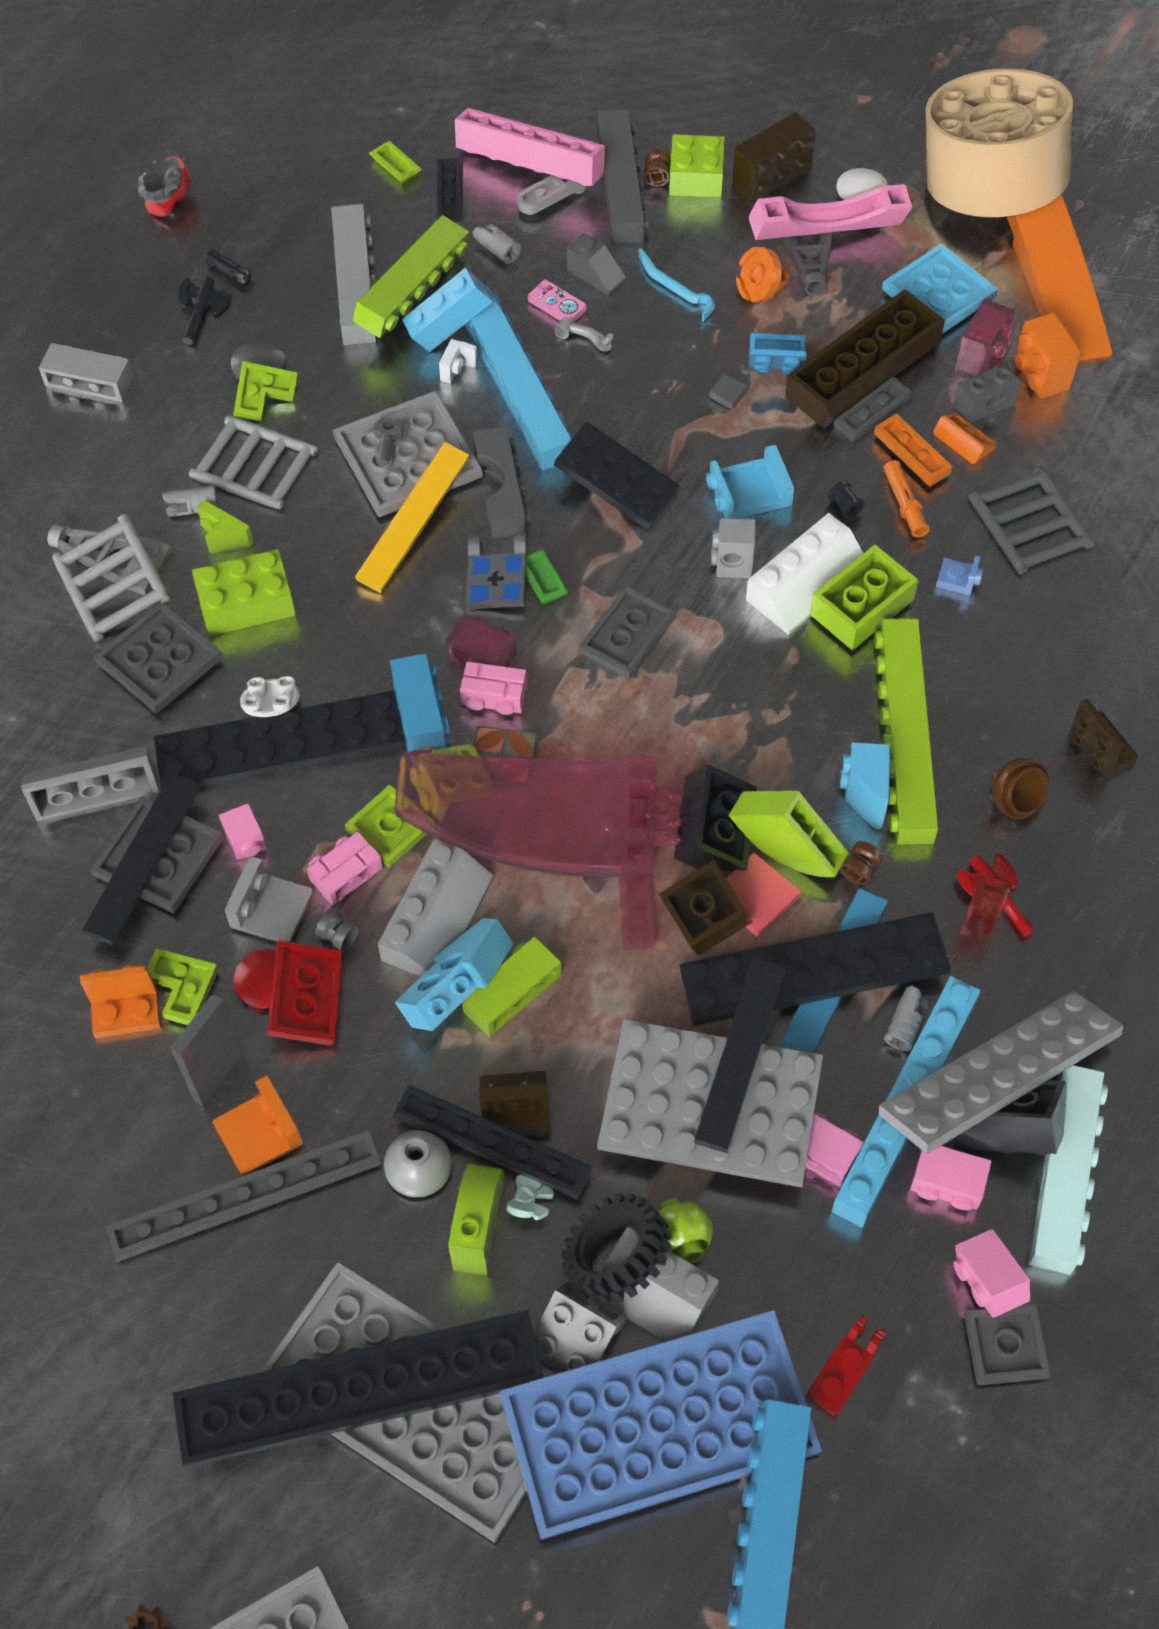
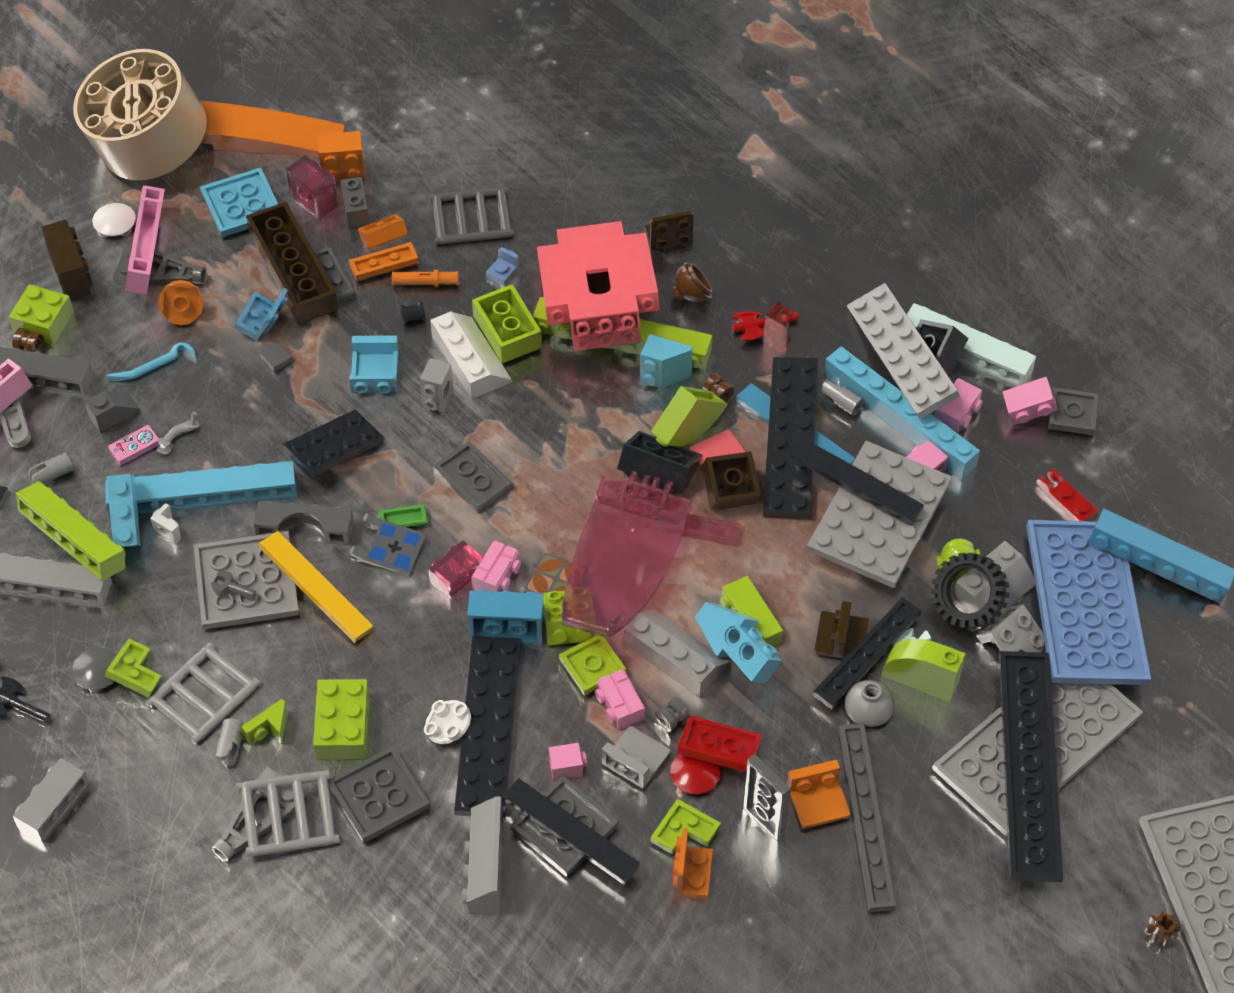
camera: 75 degrees left, 5 degrees down
(1014, 683) = (605, 317): none -> coral panel

